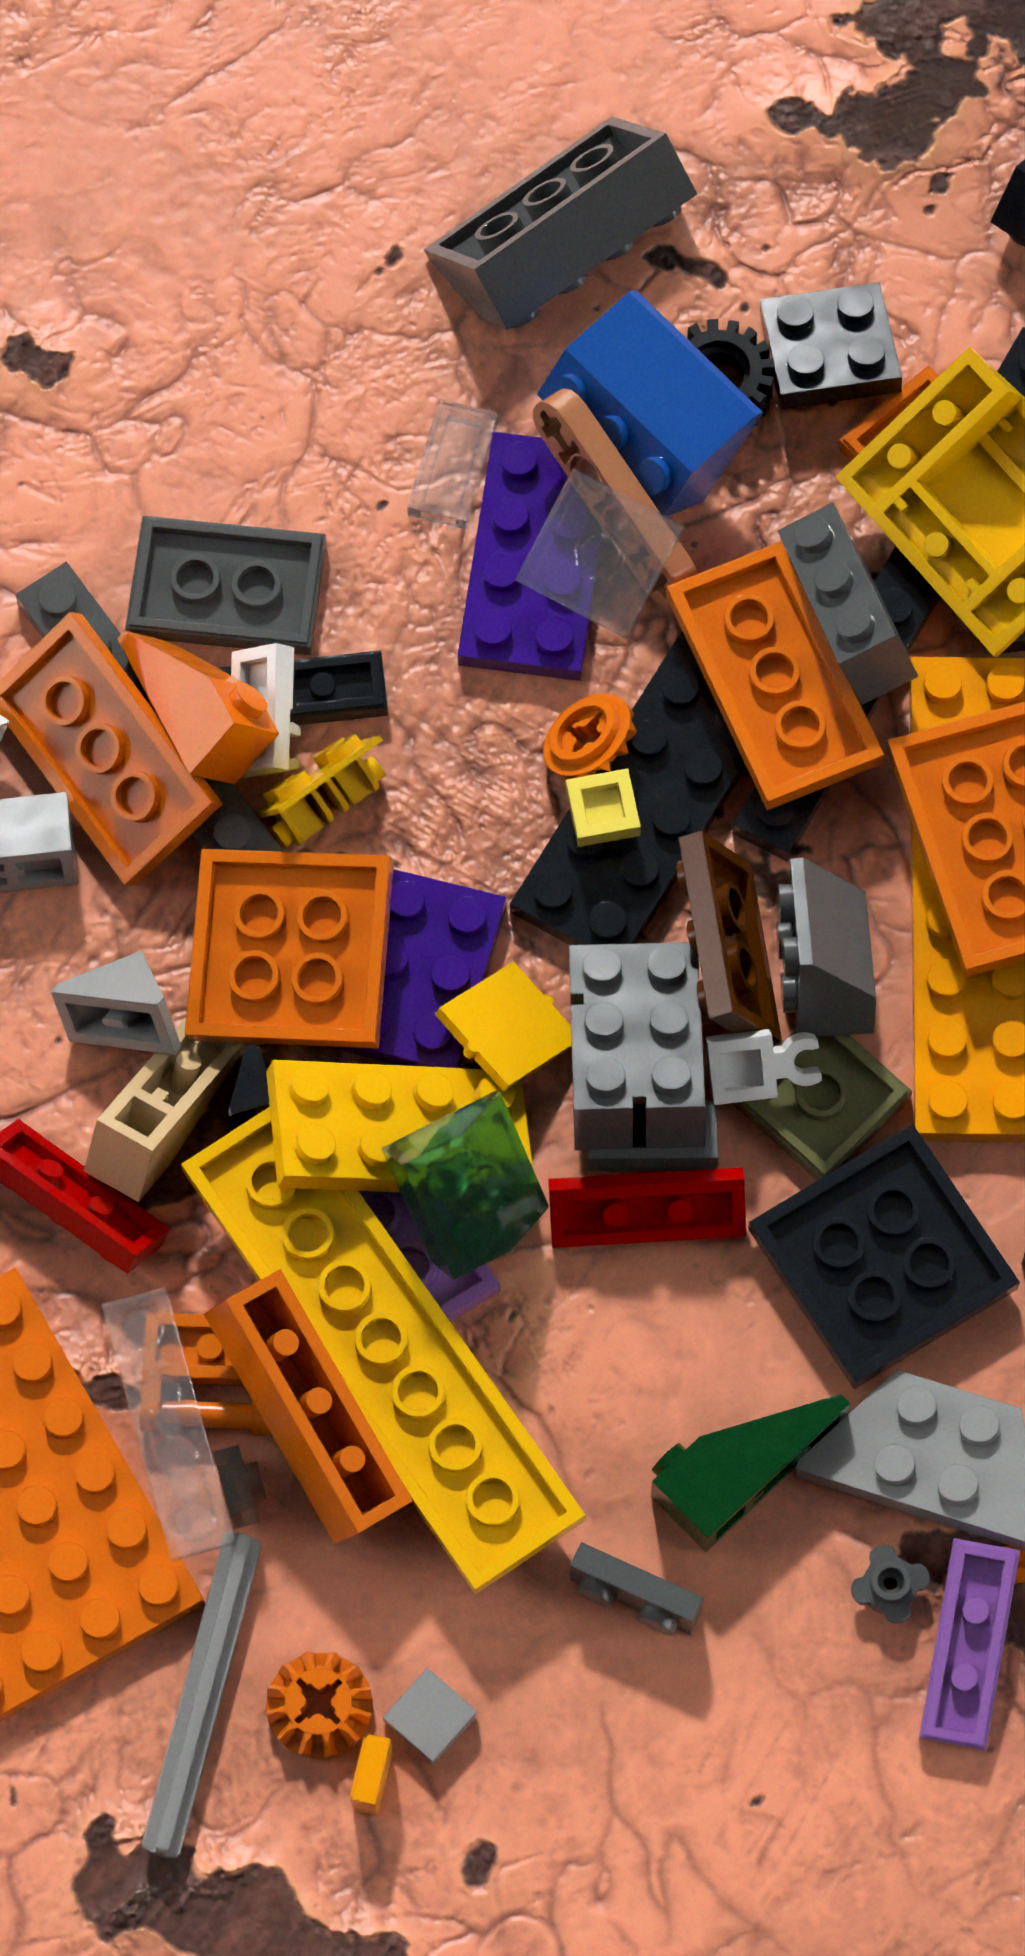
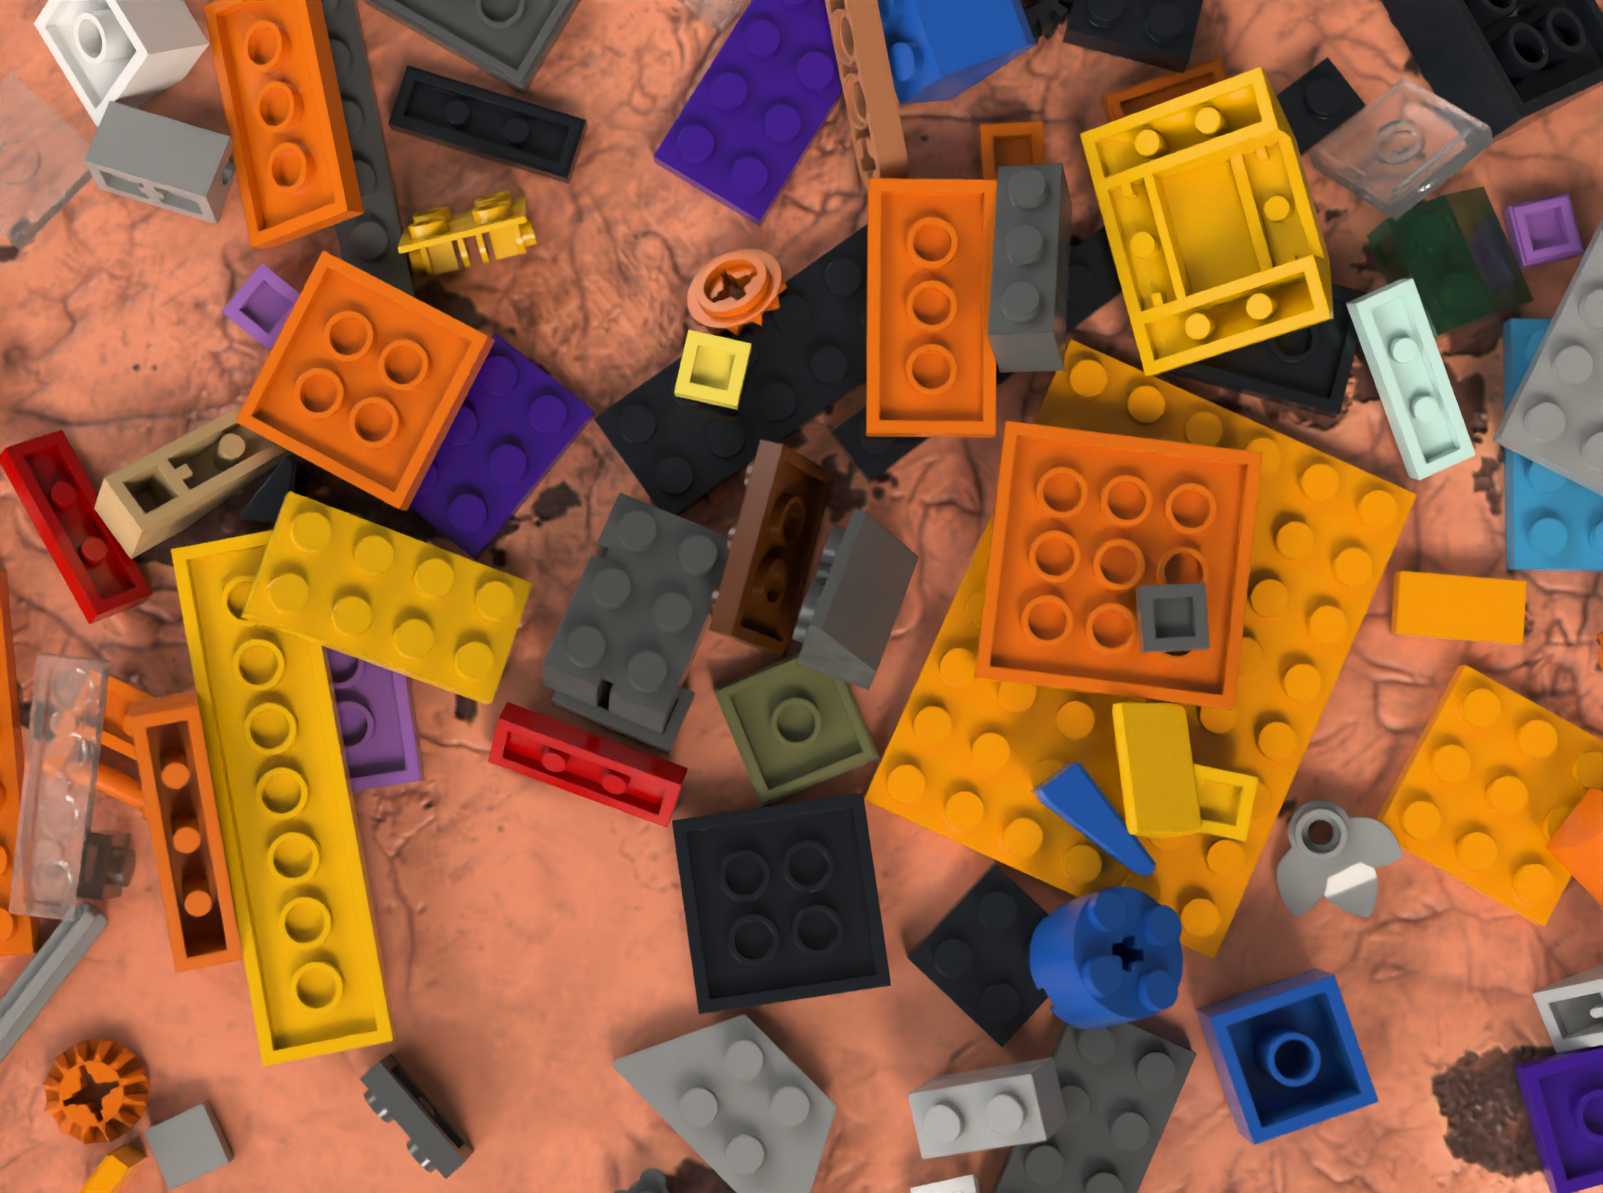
camera: 15 degrees right, 15 degrees up
(117, 1008) = (194, 365): light grey slope -> none
(163, 931) = (262, 305): none -> medium lavender plate
(208, 714) = (385, 106): orange slope -> none
(271, 673) = (438, 137): white plate -> none
(467, 1185) = (418, 690): clear green slope -> none
(507, 1026) = (535, 537): yellow piece -> none
(600, 553) = (821, 117): clear tile -> none
(736, 1467) = (555, 1044): dark green slope -> none
(747, 1065) = (736, 676): white plate -> none
(774, 512) = (1009, 146): none -> orange plate

